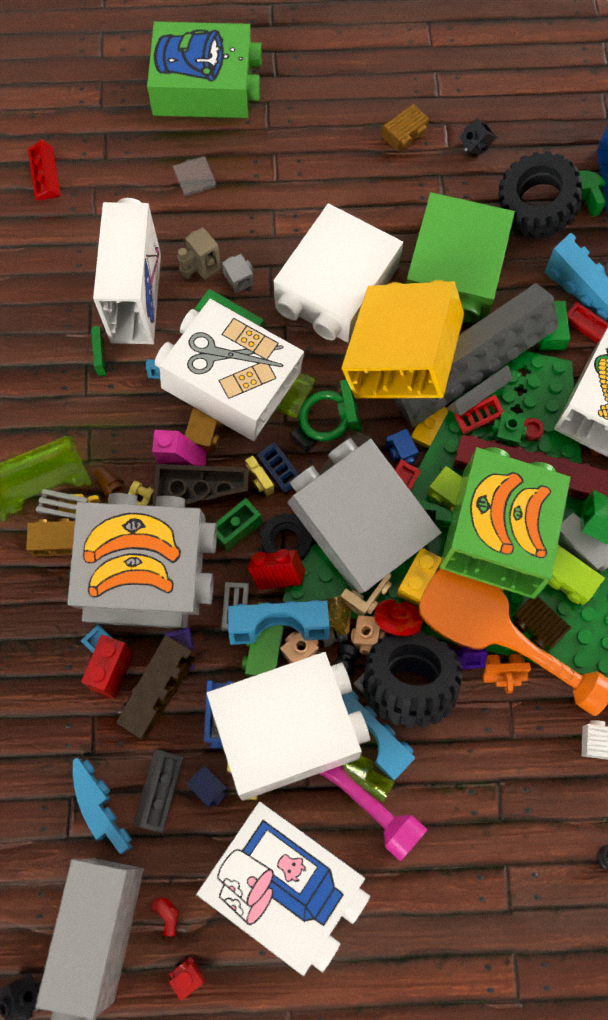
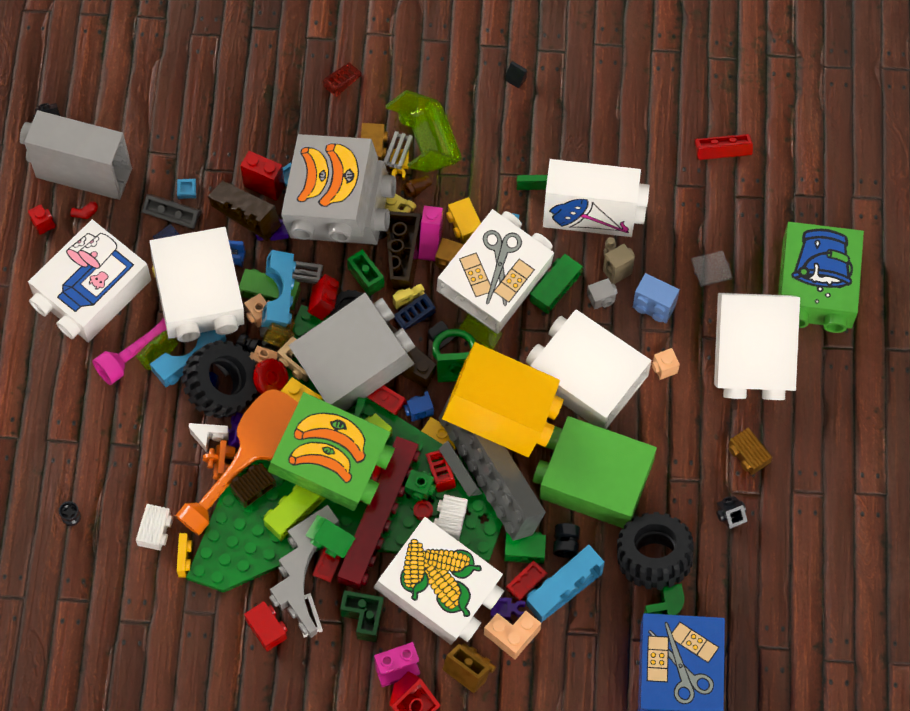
camera: 95 degrees right, 5 degrees down
(91, 799) = (170, 165): dark azure slope -> none
(123, 774) = (186, 188): none -> dark azure tile
(153, 417) = (463, 218): none -> yellow brick
(243, 215) = (655, 298): none -> medium blue brick
(293, 109) = (756, 344): none -> white brick
(314, 203) = (665, 364): none -> light nougat brick
(474, 698) = (204, 432): none -> white slope
(539, 396) = (452, 515): none -> white brick
(545, 279) = (566, 537): none -> black wheel

